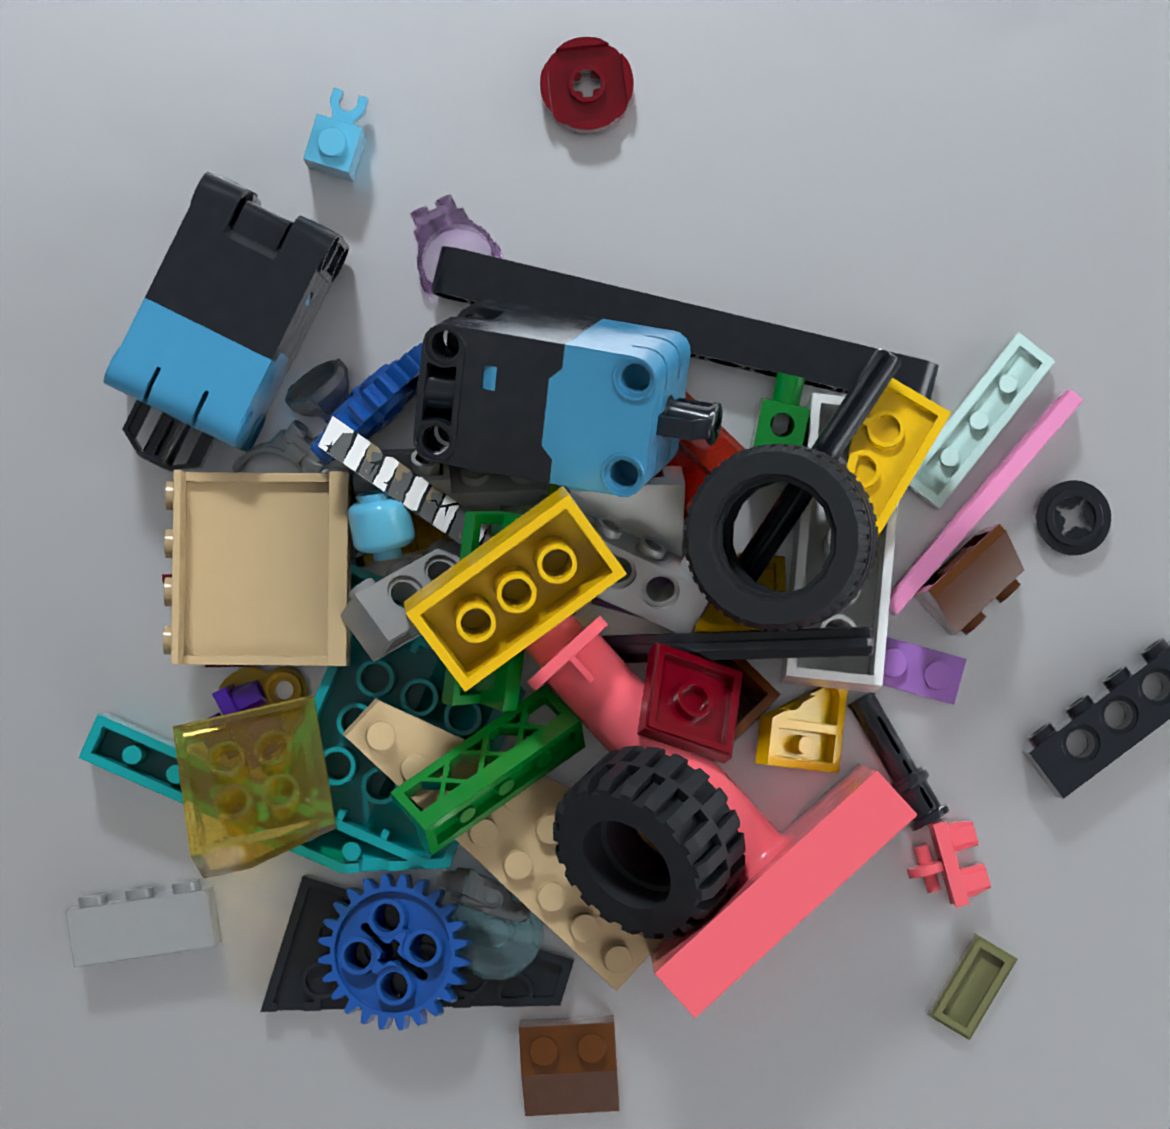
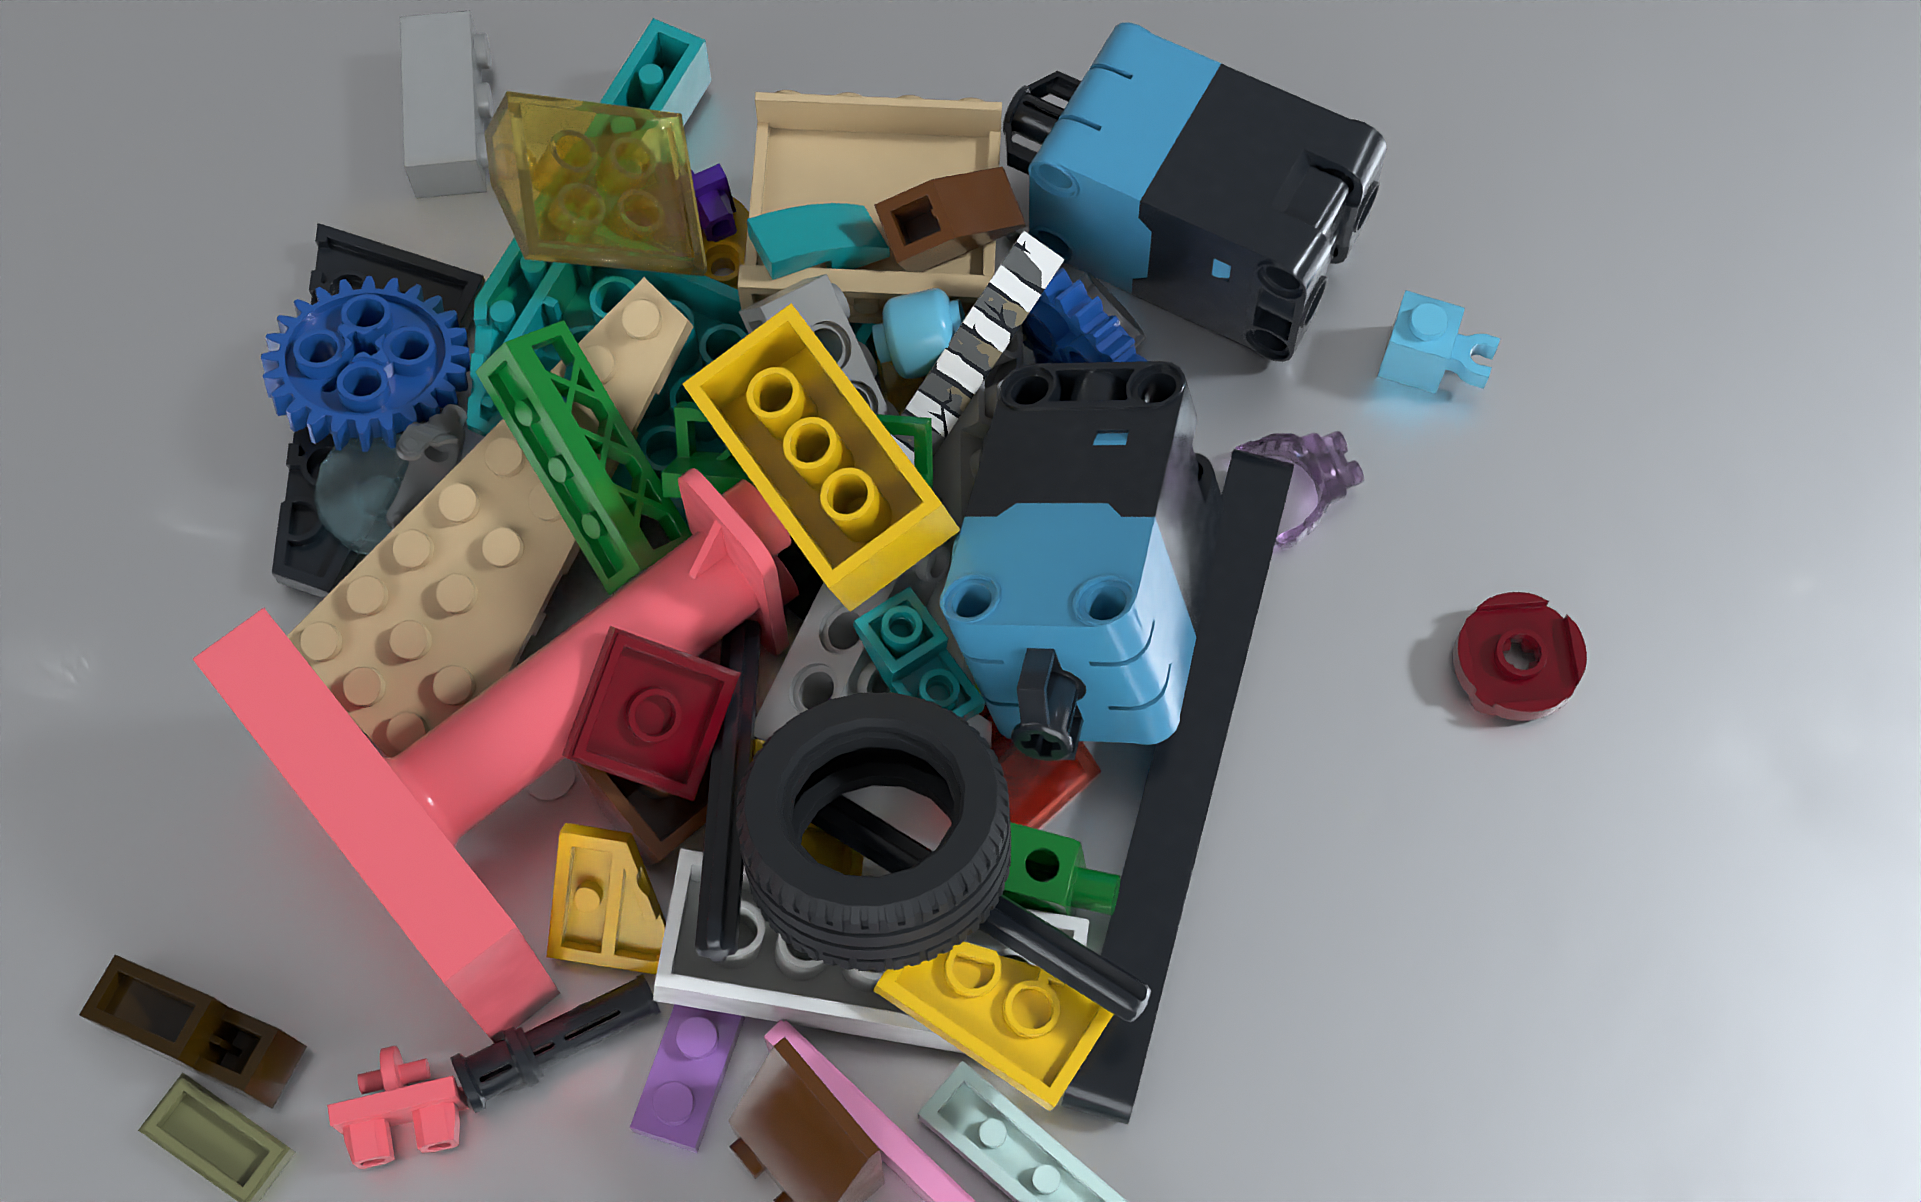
camera: 90 degrees right, 20 degrees down
(281, 506) = (949, 217): none -> reddish brown slope
(298, 608) = (816, 234): none -> teal slope
(568, 1065) = (192, 580): reddish brown slope -> none
(645, 515) = (913, 655): none -> teal slope
(677, 813) = (458, 639): black tyre -> none
(900, 1013) = (194, 1030): none -> dark brown slope

